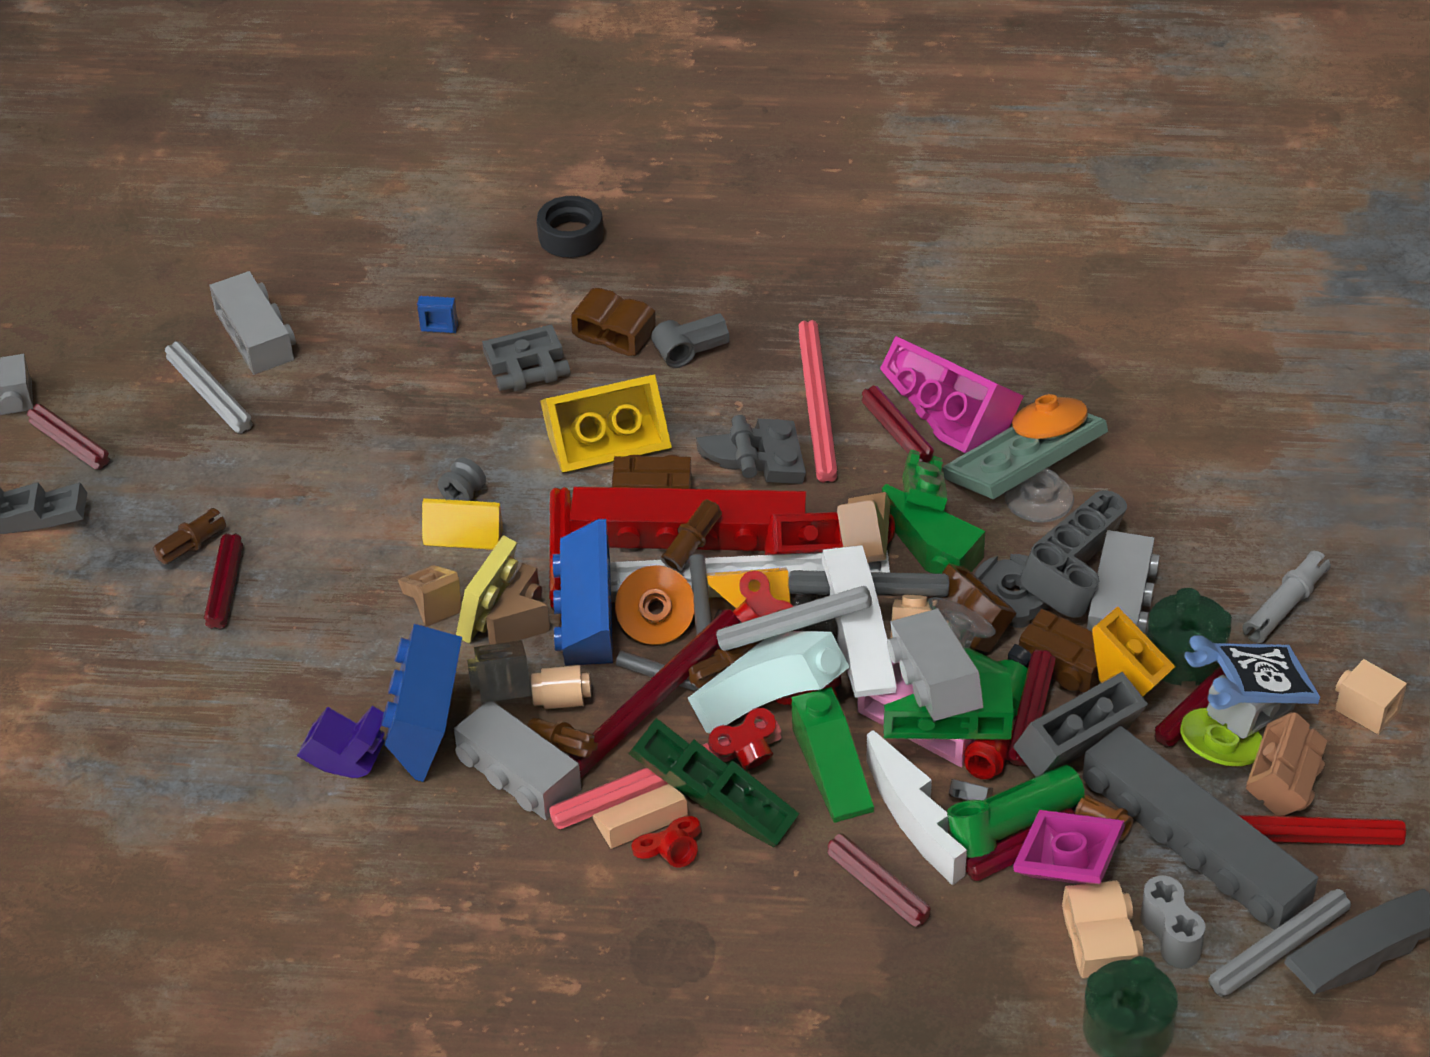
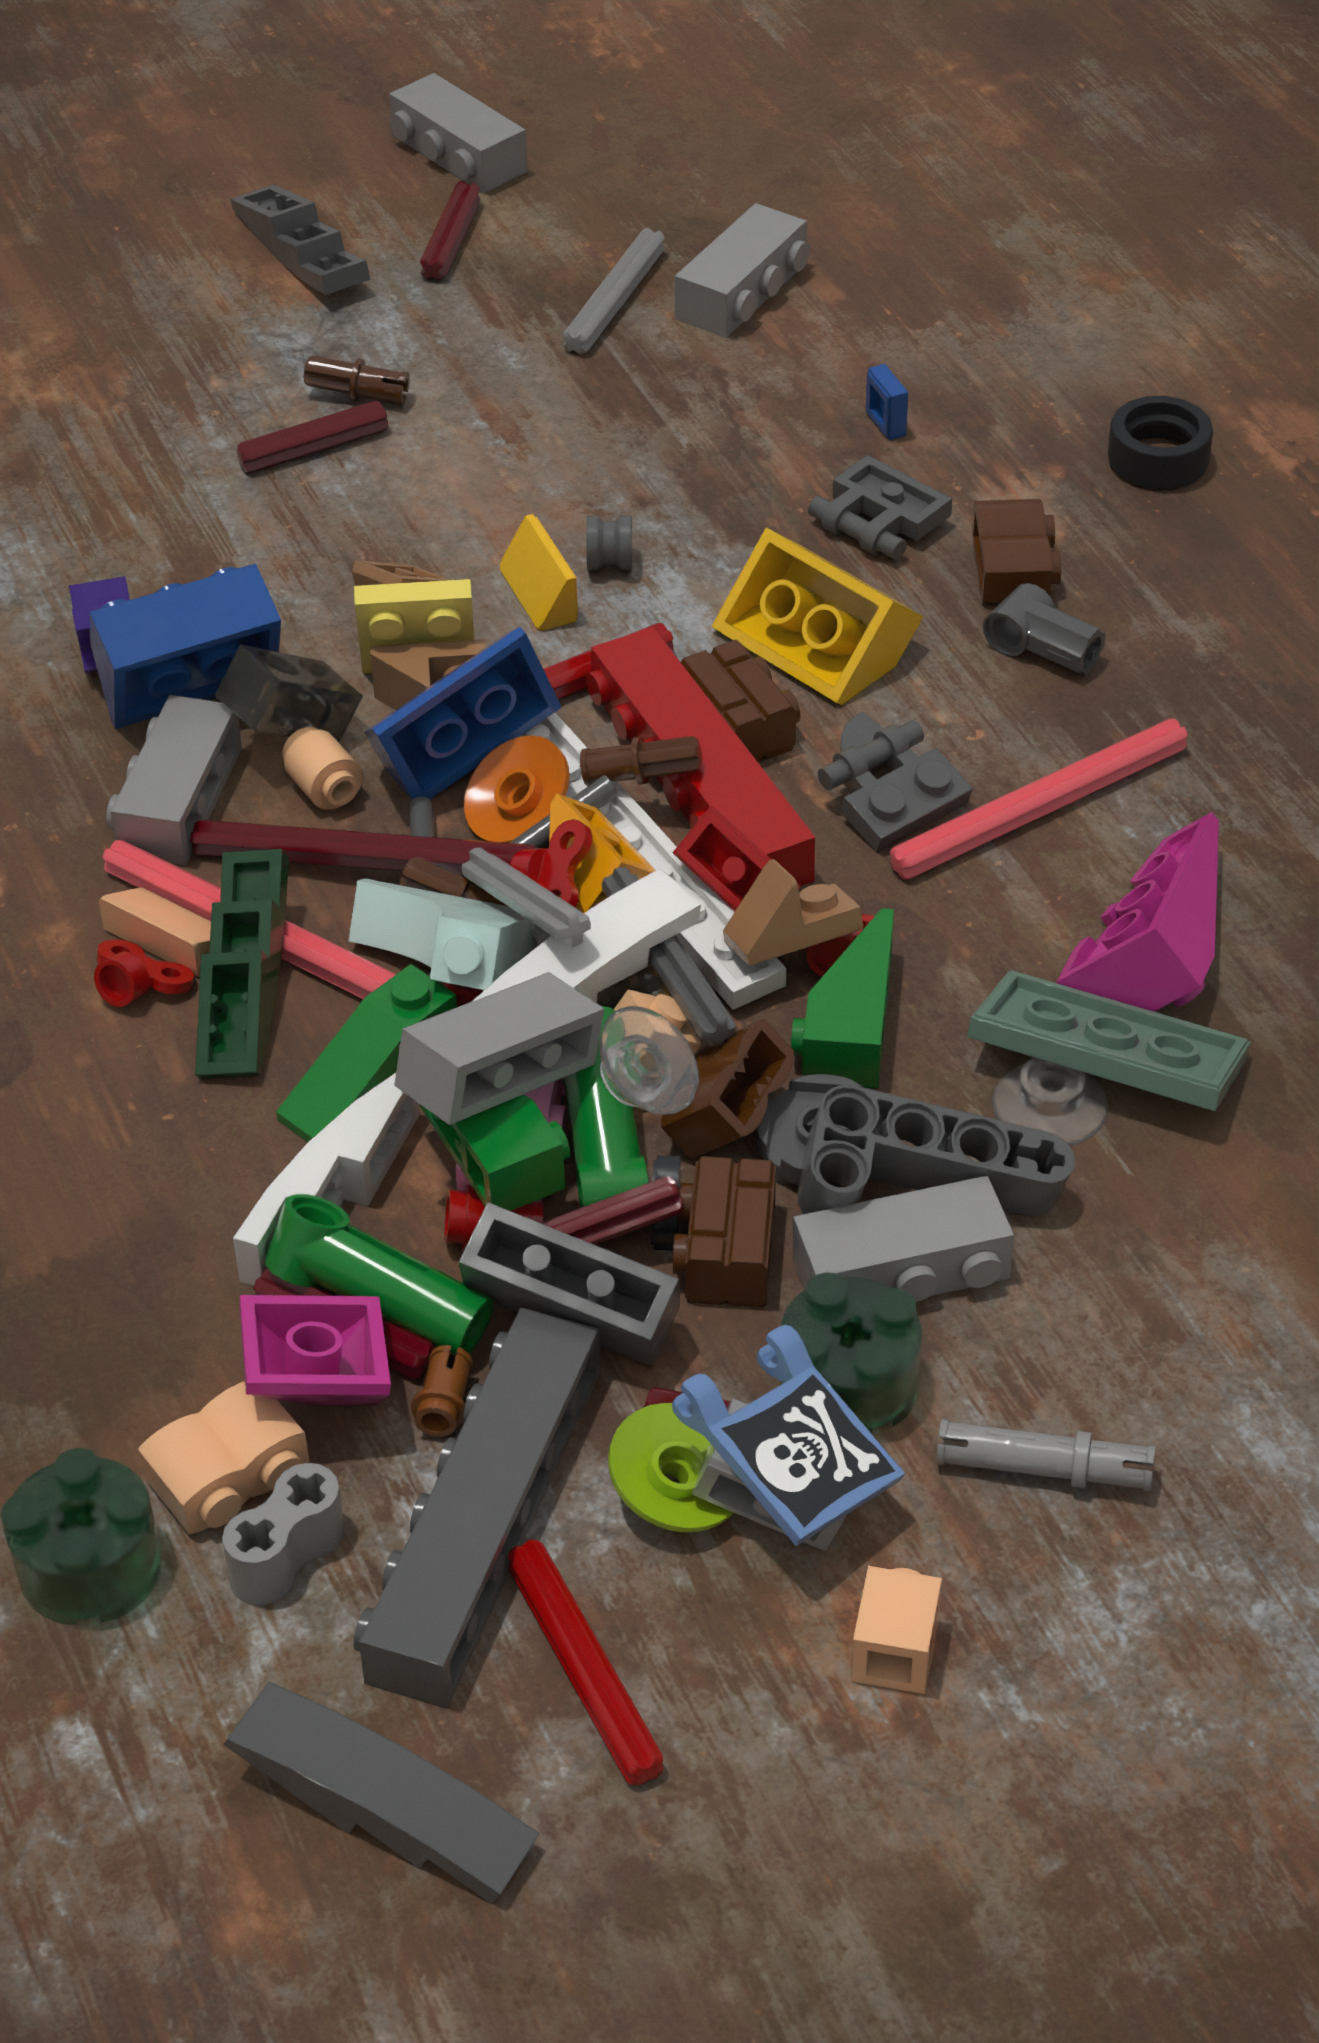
camera: 60 degrees right, 0 degrees up
(565, 737) = (229, 797): reddish brown axle -> none
(745, 740) = (338, 965): red piece -> none
(879, 880) = (189, 1196): axle -> none
(896, 423) = (1057, 896): dark red axle -> none
(924, 482) = (936, 950): green hinge -> none
(969, 790) = (401, 1226): dark grey tile -> none
(1049, 417) = (1191, 1036): orange dish -> none
(1126, 649) = (733, 1283): light orange slope -> none
(1279, 942) = (332, 1684): light grey axle -> none
(1287, 765) = (666, 1564): nougat brick -> none

